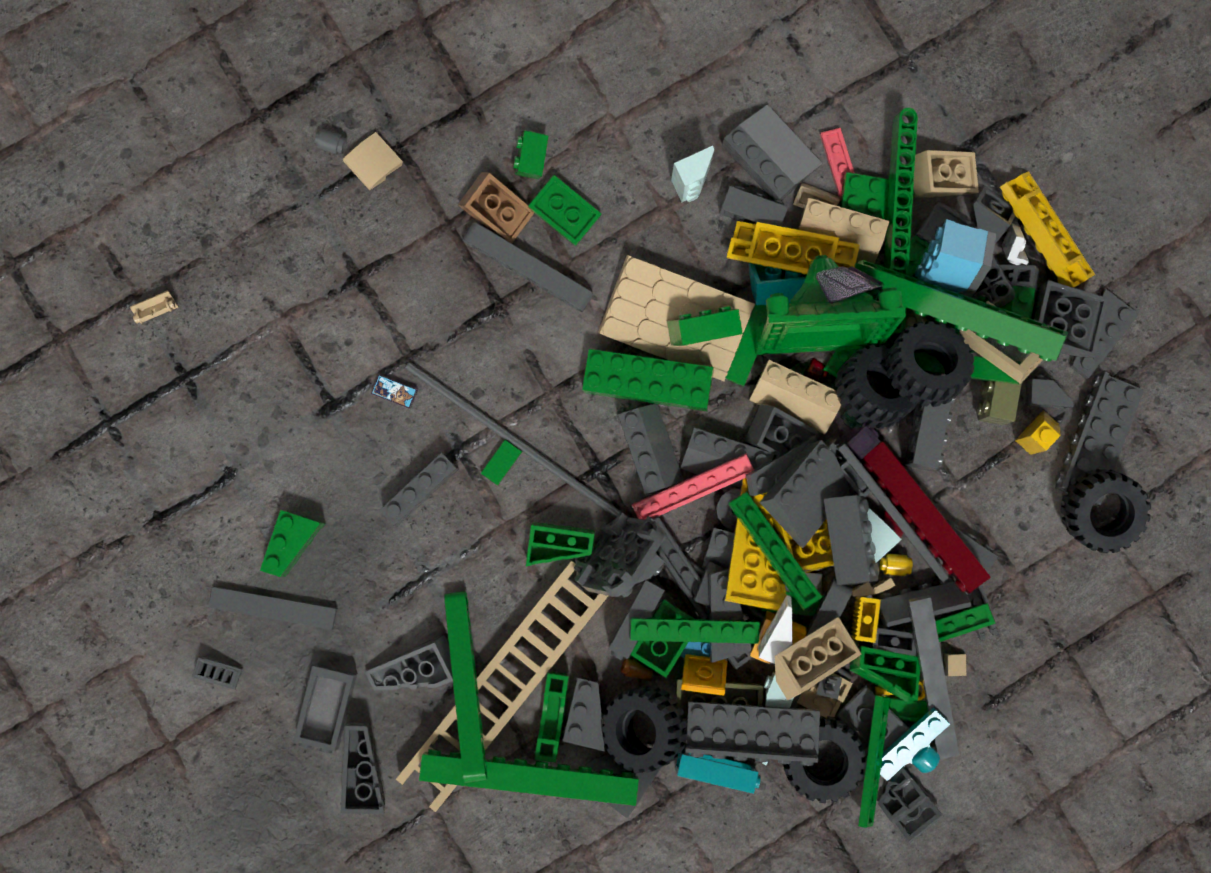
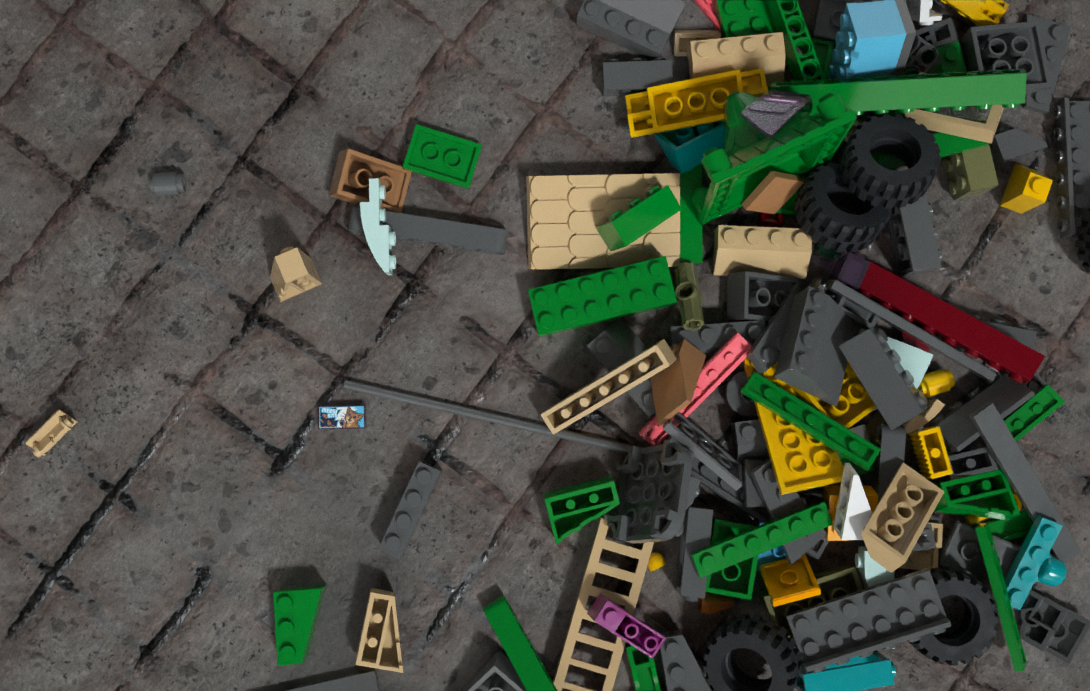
camera: 25 degrees left, 0 degrees up
(352, 580) = (379, 635): none -> tan wedge
(372, 161) = (220, 186): tan slope -> none
(402, 257) = (293, 273): none -> tan wedge
(484, 255) = (378, 236): none -> light aqua slope
(501, 462) = (484, 445): green tile -> none
(530, 154) = (383, 113): green brick -> none
(554, 655) = (625, 625): none -> magenta slope
(602, 615) = (656, 561): none -> yellow hinge
(621, 454) = (609, 386): none -> tan brick
(678, 537) = (705, 449): none -> dark grey tile
(679, 471) = (676, 384): none -> medium nougat slope
(691, 173) = (559, 65): light aqua slope -> none
(719, 408) = (689, 296): none -> olive piece
(824, 351) = (773, 192): none -> medium nougat tile
(955, 664) = (1038, 460): tan slope -> none

